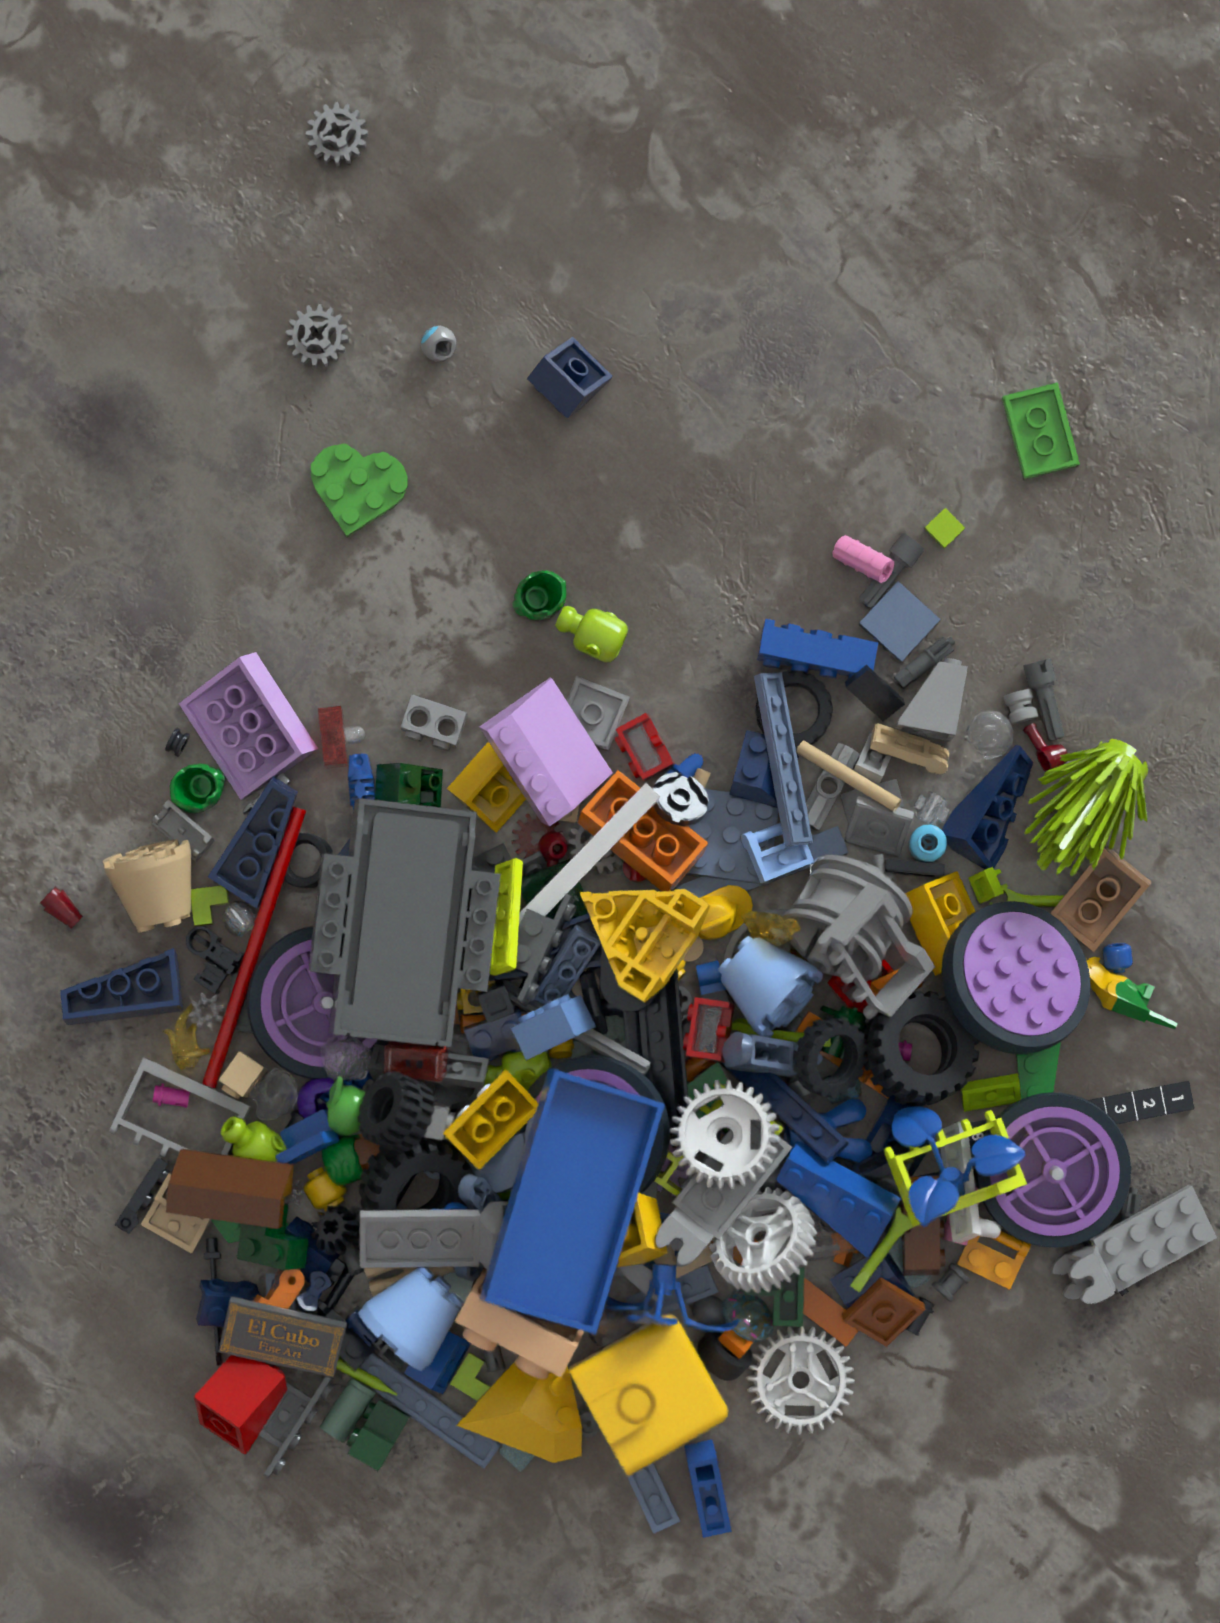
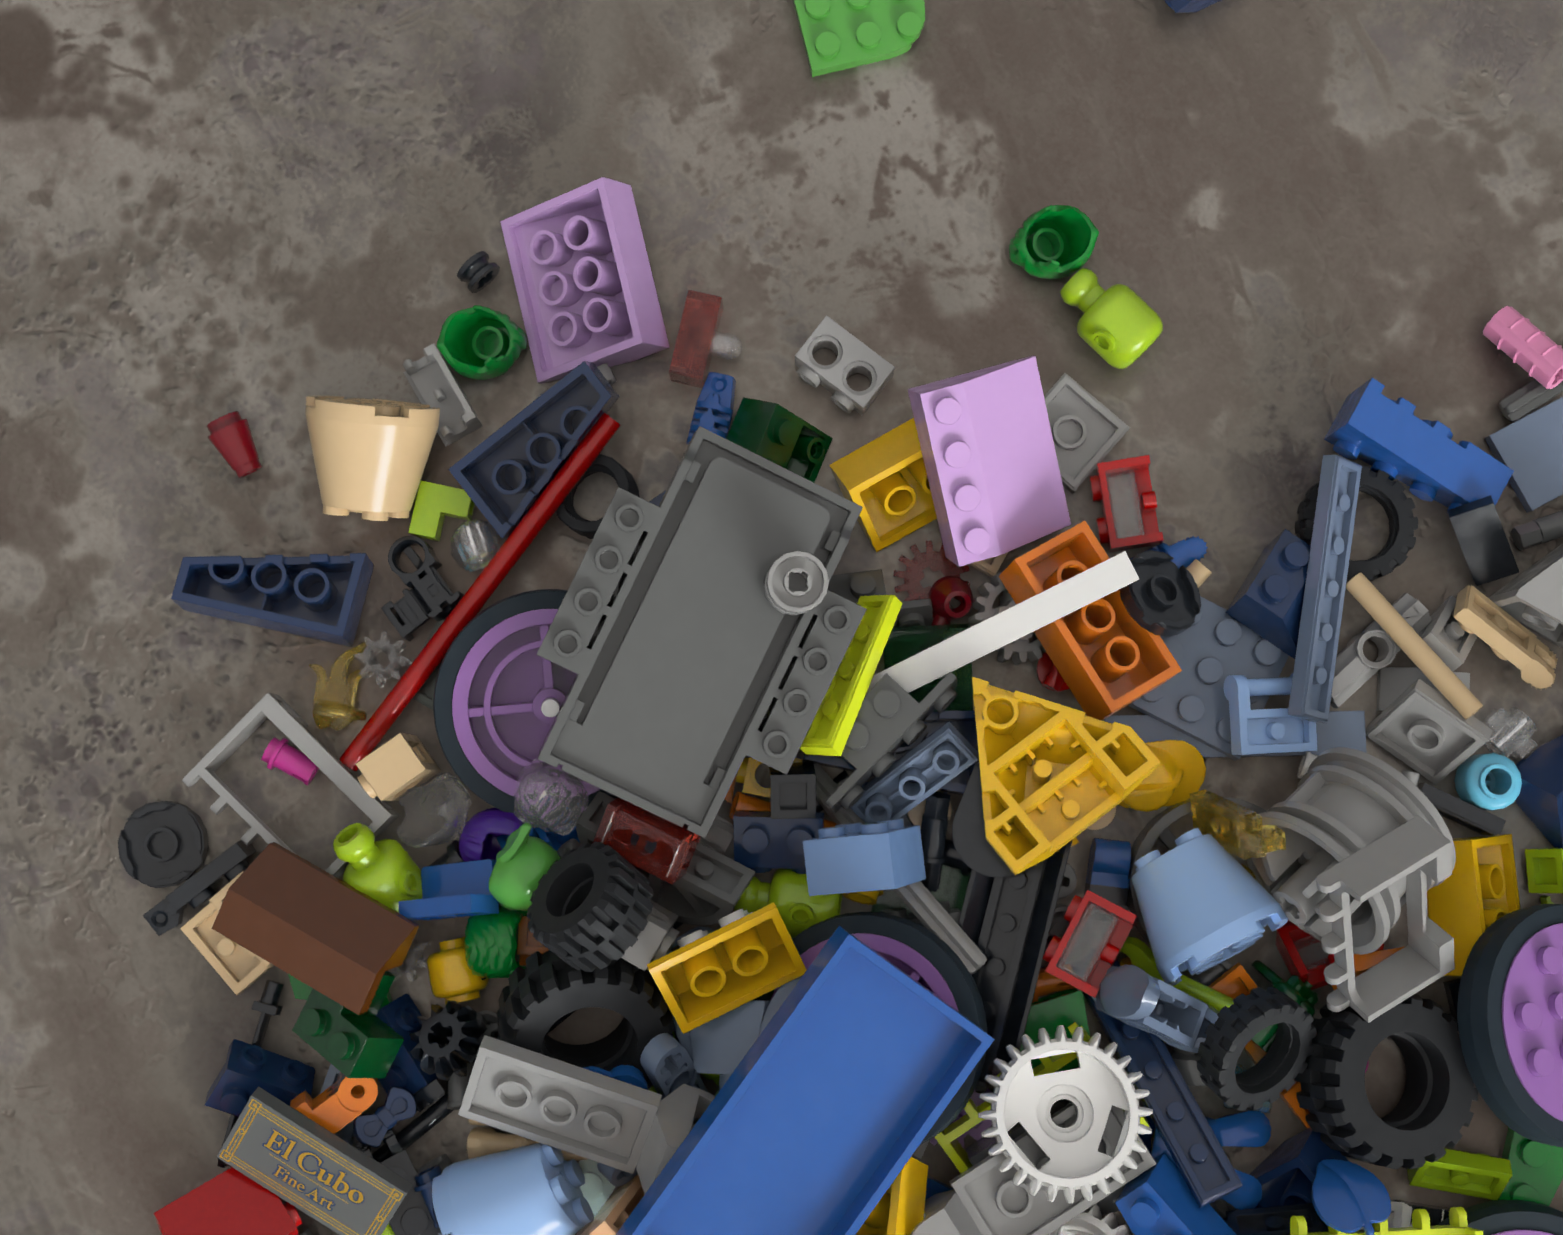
camera: 25 degrees right, 0 degrees up
(108, 1178) = (163, 844): none -> black tile
(451, 874) = (796, 583): none -> light grey wheel

